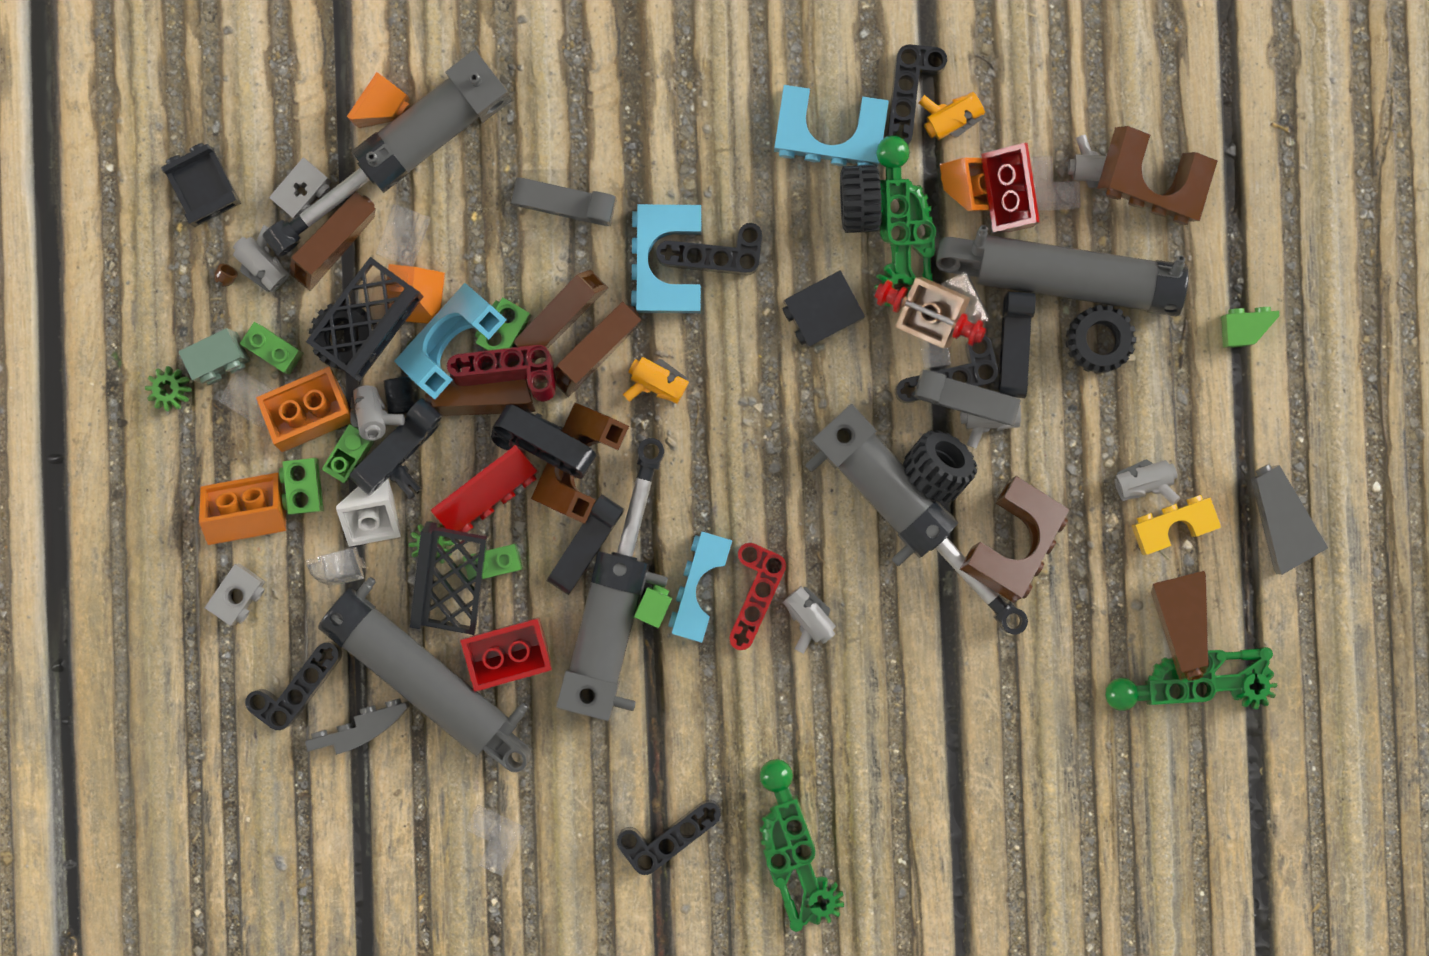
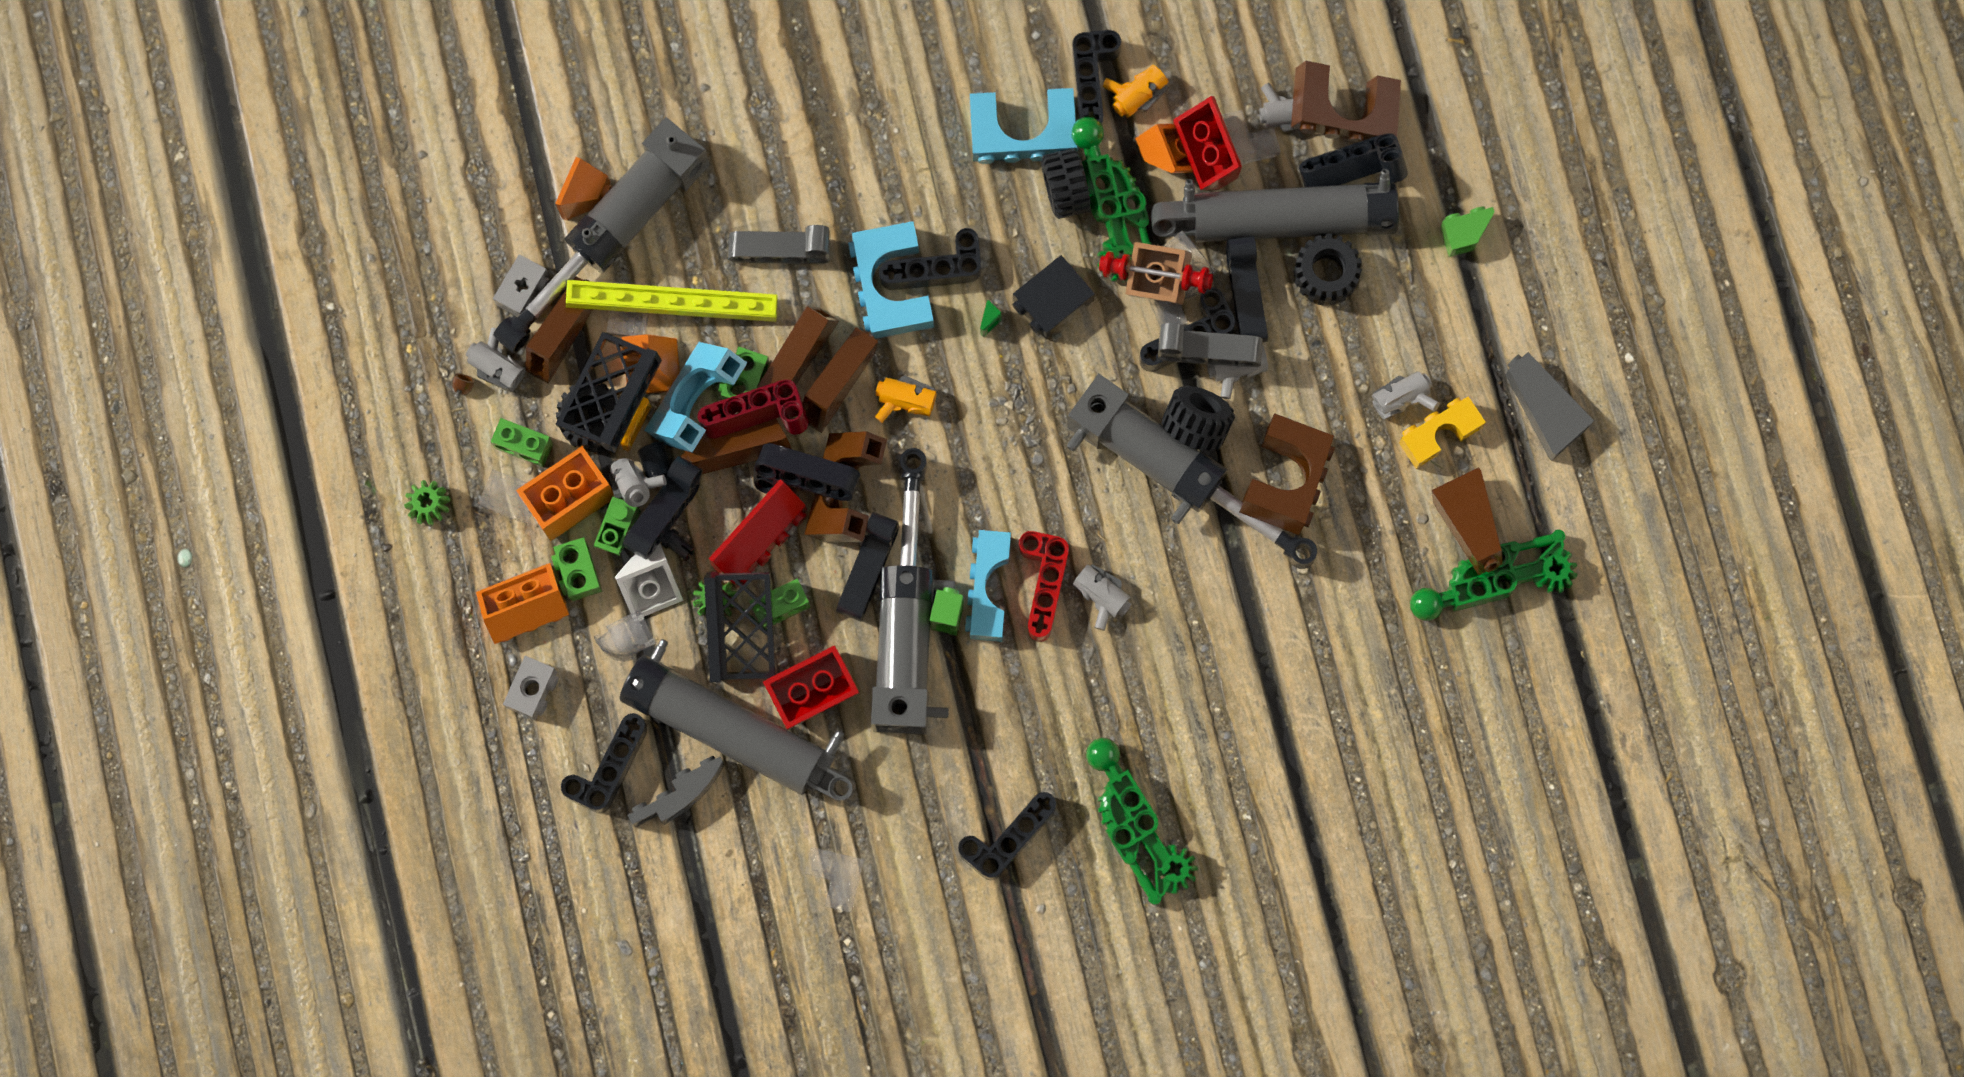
camera: 10 degrees left, 10 degrees down
(201, 184) = (423, 302): black panel -> none
(215, 357) = (468, 460): sand green brick -> none
(387, 353) = (636, 424): none -> light orange slope
(445, 236) = (671, 300): none -> neon yellow tile
(757, 318) = (990, 318): none -> green slope
(1153, 235) = (1356, 162): none -> black beam

